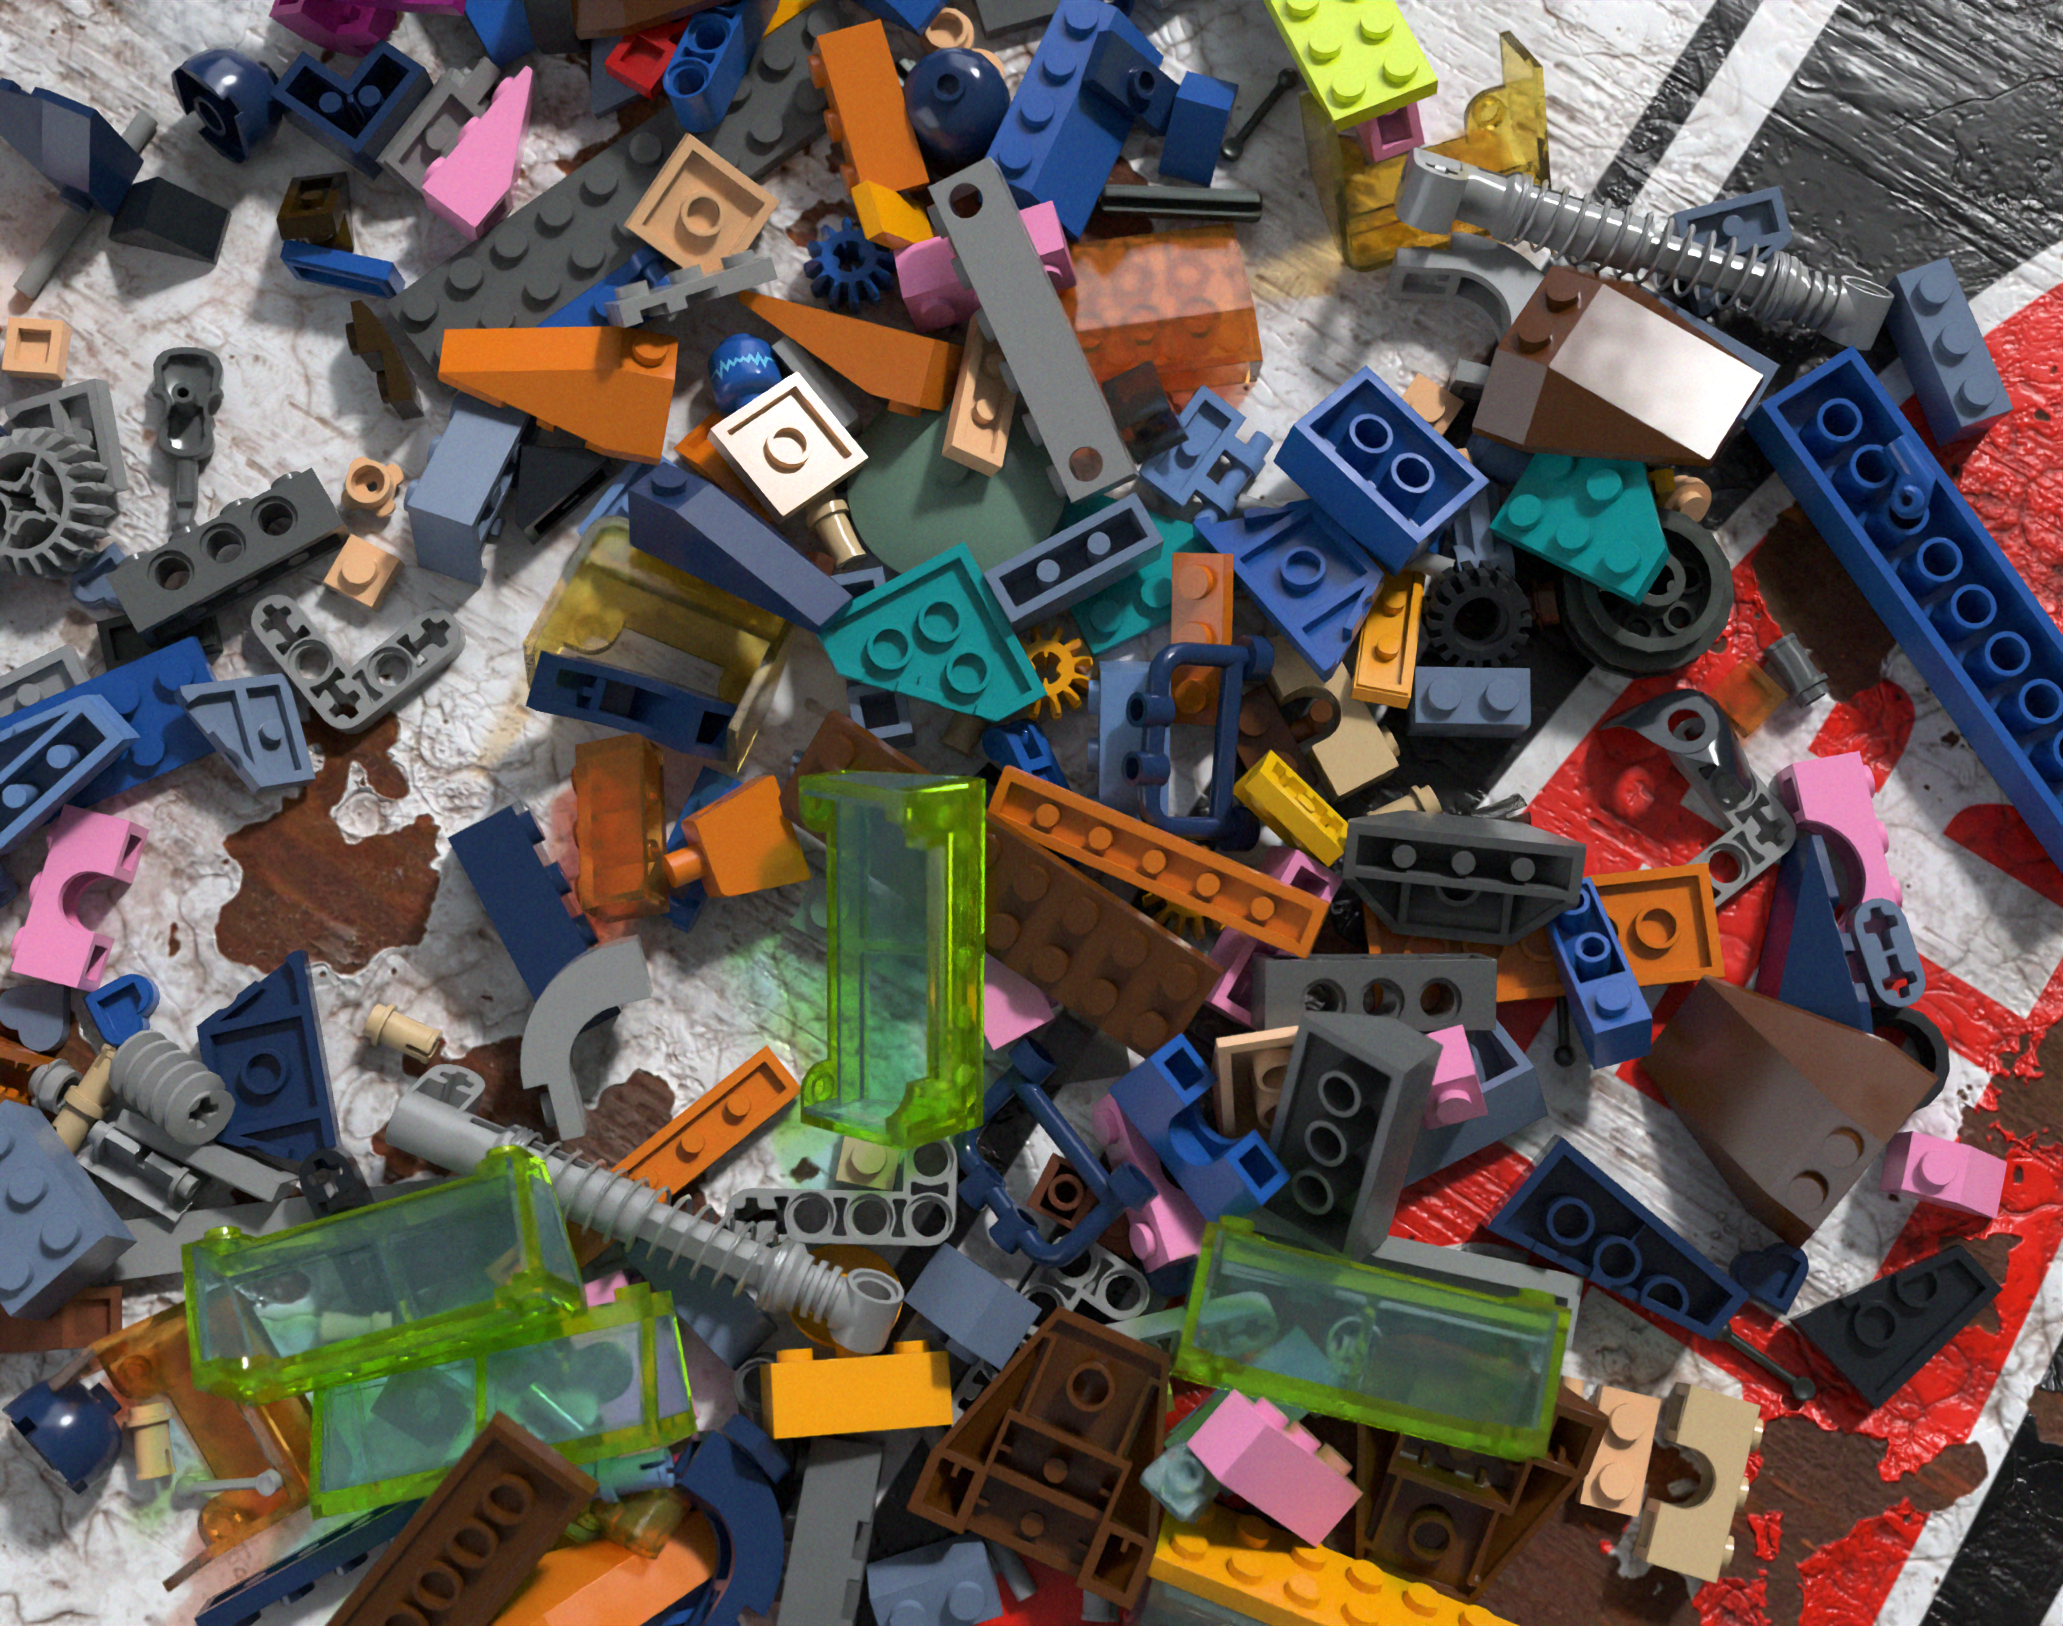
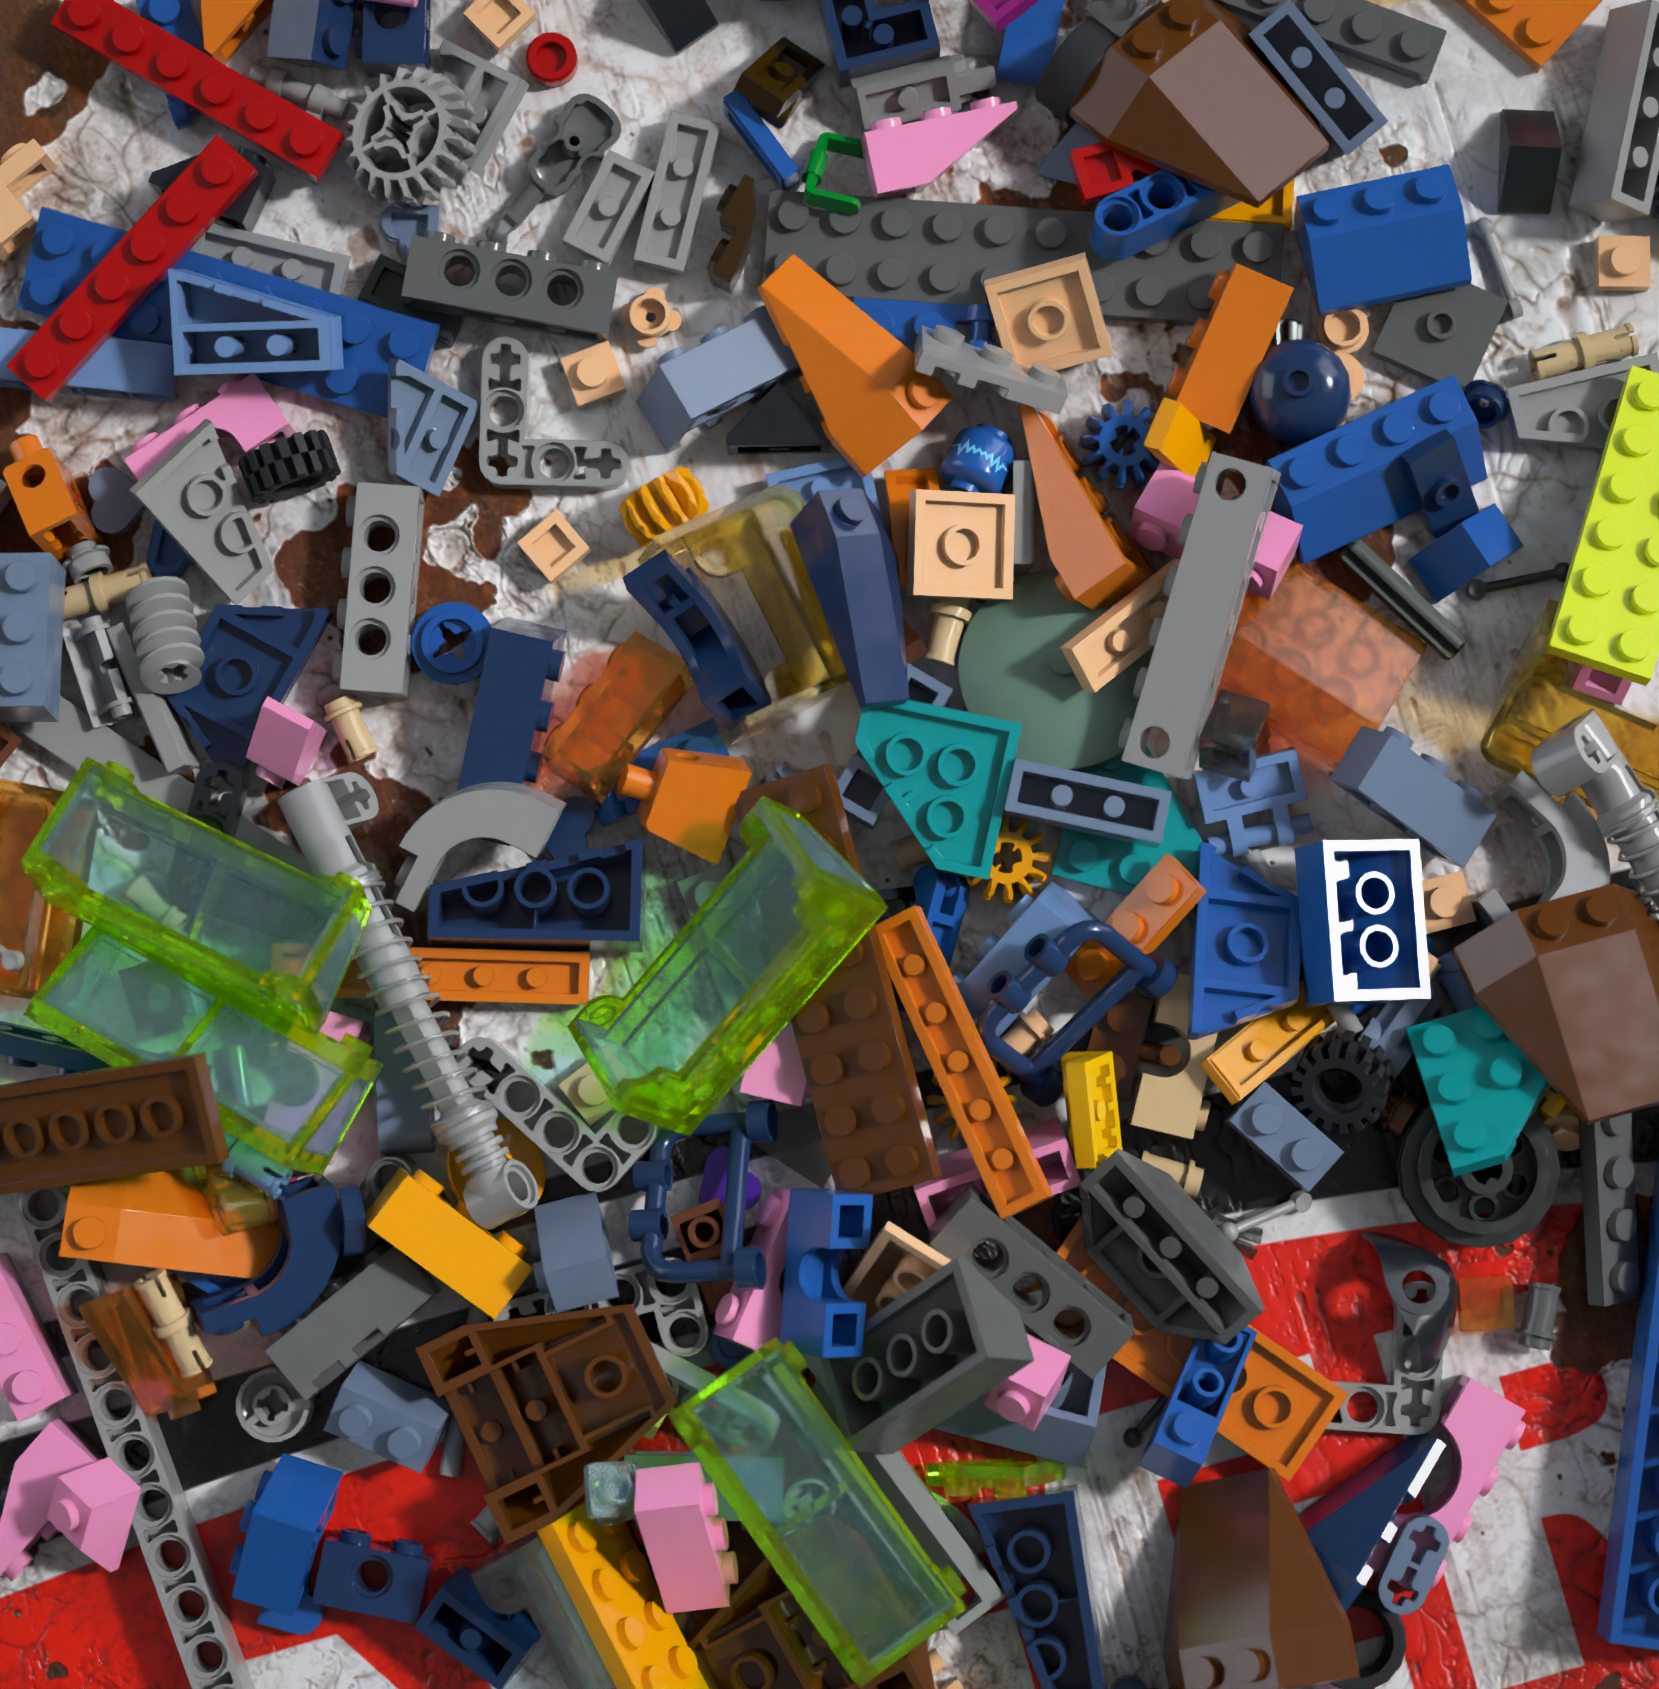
camera: 45 degrees right, 5 degrees up
(112, 350) = (552, 60): none -> red tile
(115, 956) = (202, 510): none -> light grey wing
(162, 857) = (289, 466): none -> black tyre
(260, 426) = (609, 208): none -> light grey plate
(292, 816) = (389, 670): none -> light grey brick
(309, 369) = (677, 193): none -> light grey plate
(352, 1091) = (284, 744): none -> bright pink slope
(408, 257) = (815, 168): none -> green piece
(408, 904) = (429, 639): none -> blue gear
(449, 737) = (554, 546): none -> light nougat plate
(506, 622) = (663, 505): none -> light orange gear
(667, 967) = (571, 829): none -> dark blue tile
(695, 1036) = (551, 905): none -> dark blue wedge
(1036, 1142) = (715, 1178): none -> dark purple tile
(1189, 797) = (1028, 1032): none -> light nougat pin
(1328, 337) = (1414, 794): none -> sand blue brick
(1494, 1176) = (1004, 1475): none -> clear neon green wing
(1525, 746) = (1299, 1201): none -> light grey hinge
(1774, 534) = (1609, 1211): none -> dark grey plate

